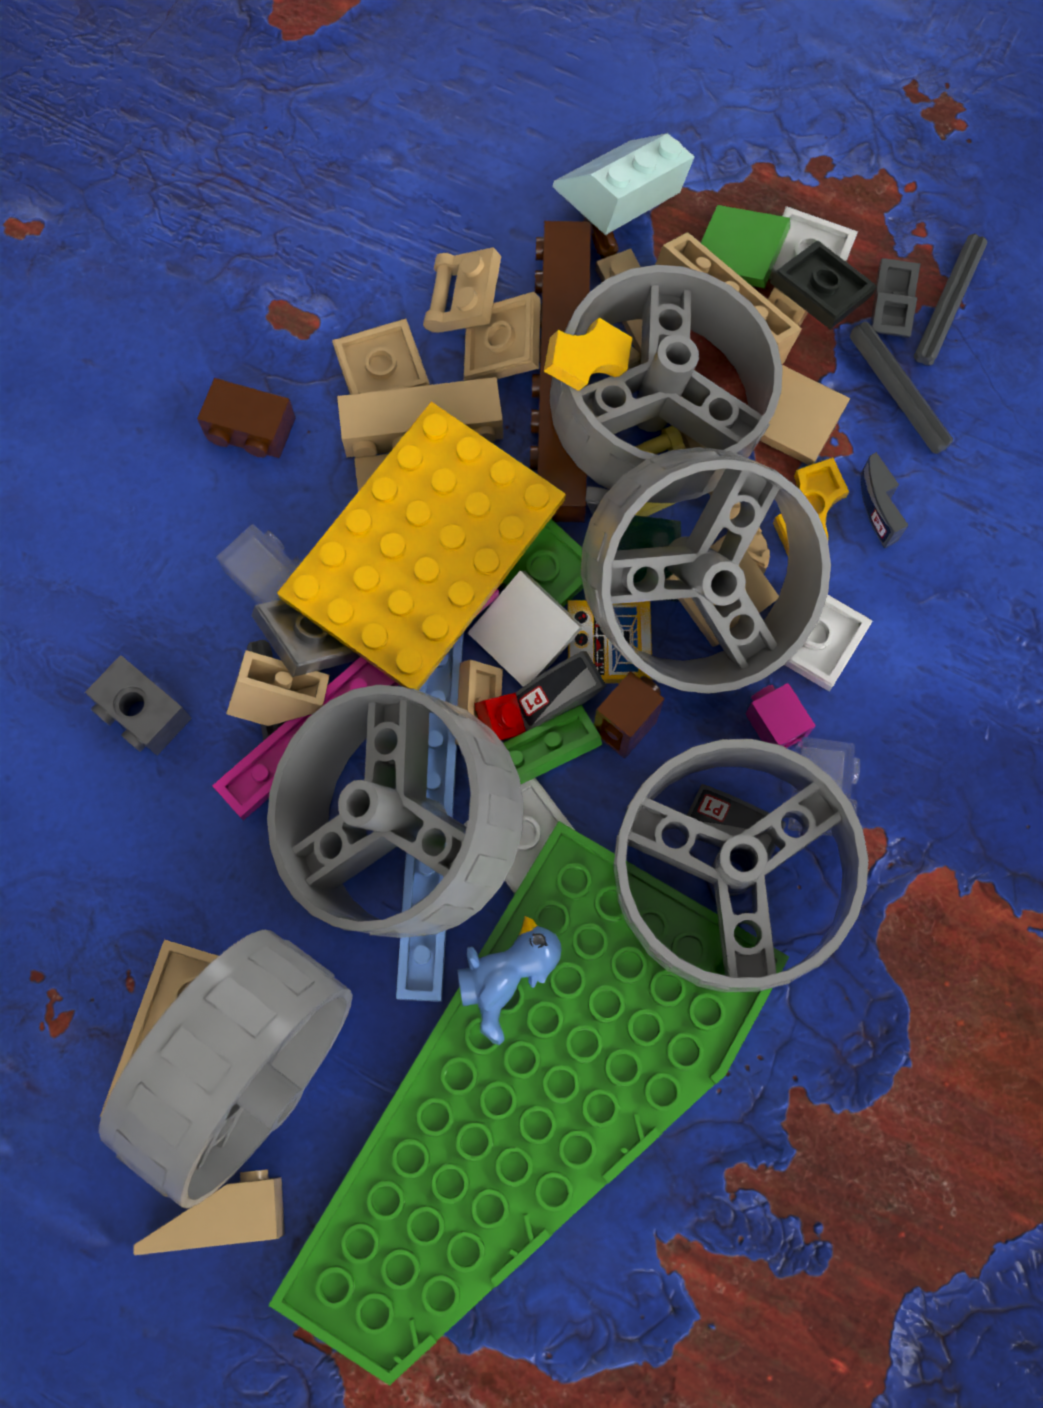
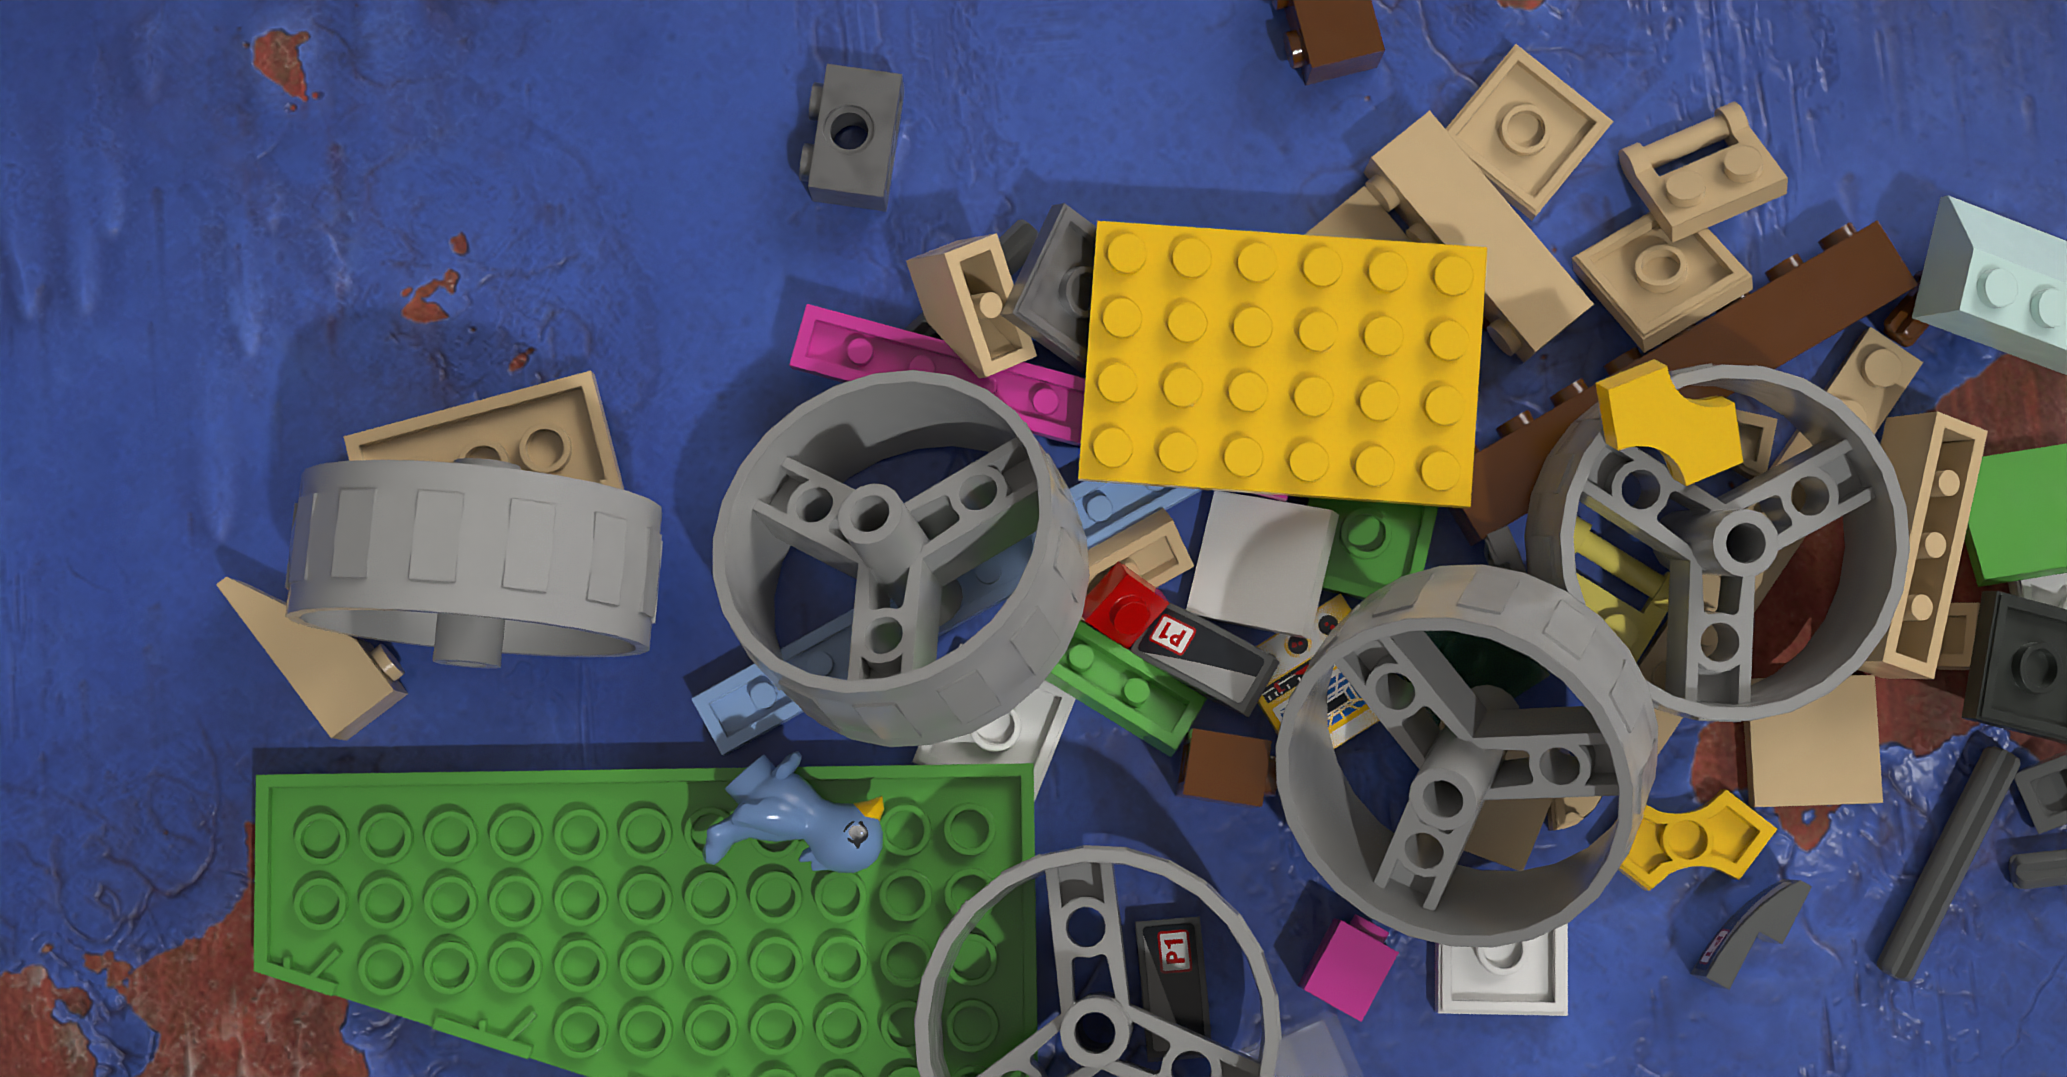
camera: 55 degrees right, 10 degrees up
(258, 564) = (1132, 168): clear brick -> none

